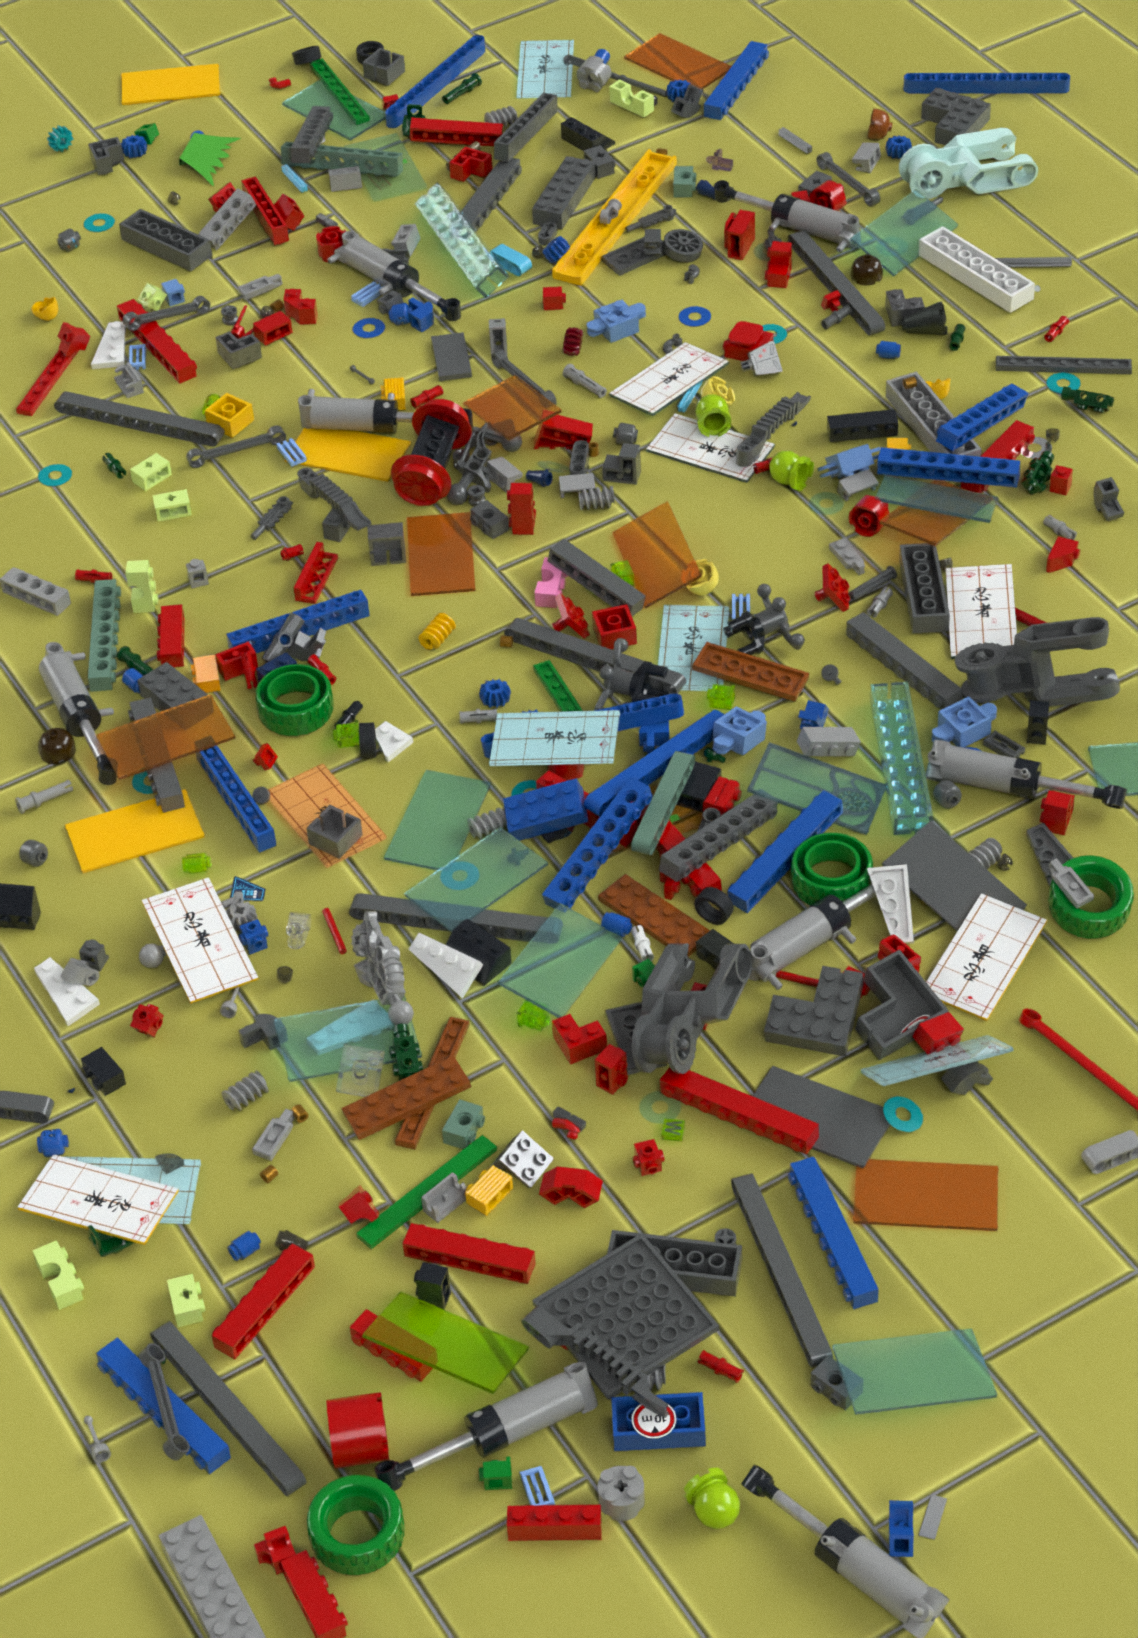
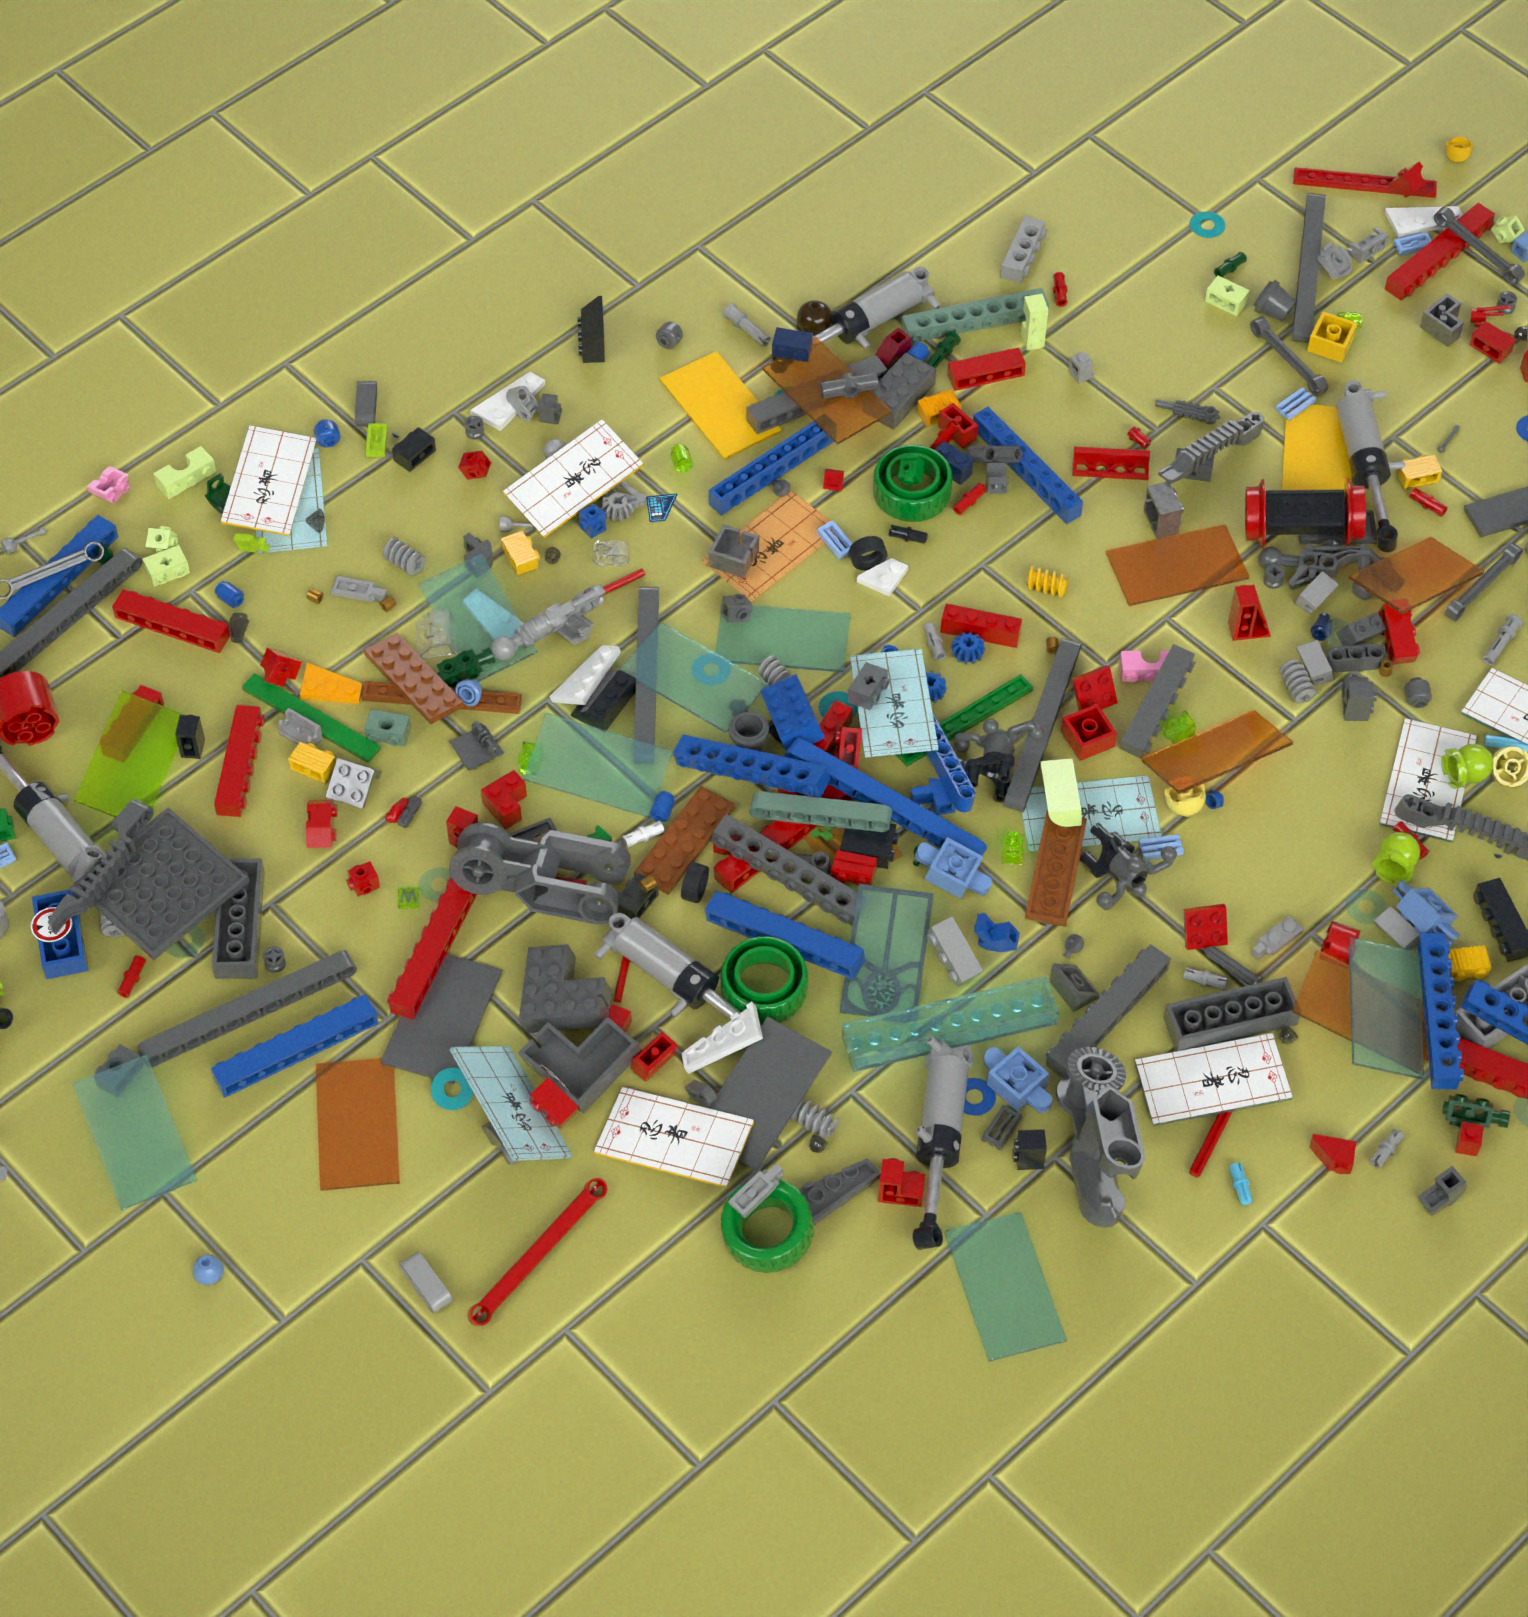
camera: 75 degrees right, 10 degrees up
(50, 1345) = (110, 485): none -> bright pink cylinder
(76, 1103) = (376, 439): none -> lime plate
(91, 1020) = (474, 422): none -> dark grey wheel
(108, 744) = (792, 344): none -> dark blue brick
(122, 691) = (893, 347): none -> dark red slope
(140, 399) = (1335, 261): none -> light grey plate
(151, 1298) = (161, 539): none -> yellowish green brick
(172, 505) = (1181, 324): yellowish green brick -> none
(173, 441) = (1274, 301): none -> dark grey piece
(173, 714) = (849, 385): none -> dark grey piece
(182, 1220) = (248, 543): none -> lime plate
(272, 998) = (520, 553): none -> yellow brick
(292, 693) = (910, 469): none -> green brick
(337, 766) = (824, 532): none -> light blue tile
(347, 735) = (883, 532): clear neon green brick -> none
(391, 1172) = (328, 686): none -> light orange wing
(403, 838) = (736, 608): none -> dark grey brick
(443, 1048) = (469, 692): none -> medium blue brick
(468, 685) = (988, 625): none -> red brick
(489, 519) = (1225, 595): dark grey brick -> none
(504, 1058) = (476, 746): none -> dark grey hinge
(537, 747) = (868, 686): none -> dark grey brick
(555, 845) = (749, 730): none -> dark grey piece
(556, 450) = (1361, 630): none -> dark grey brick
(590, 775) = (848, 745): none -> red brick
(678, 647) = (1061, 792): none -> yellowish green brick
(715, 931) = (648, 883): none -> pearl gold piece
(862, 682) = (1072, 986): none -> dark grey slope
(943, 929) = (700, 1092): none -> dark grey beam
(947, 792) = (906, 1076): dark grey head -> none
(1076, 1325) = (208, 1269): none -> medium blue brick
(1082, 612) = (1240, 1183): none -> medium azure axle

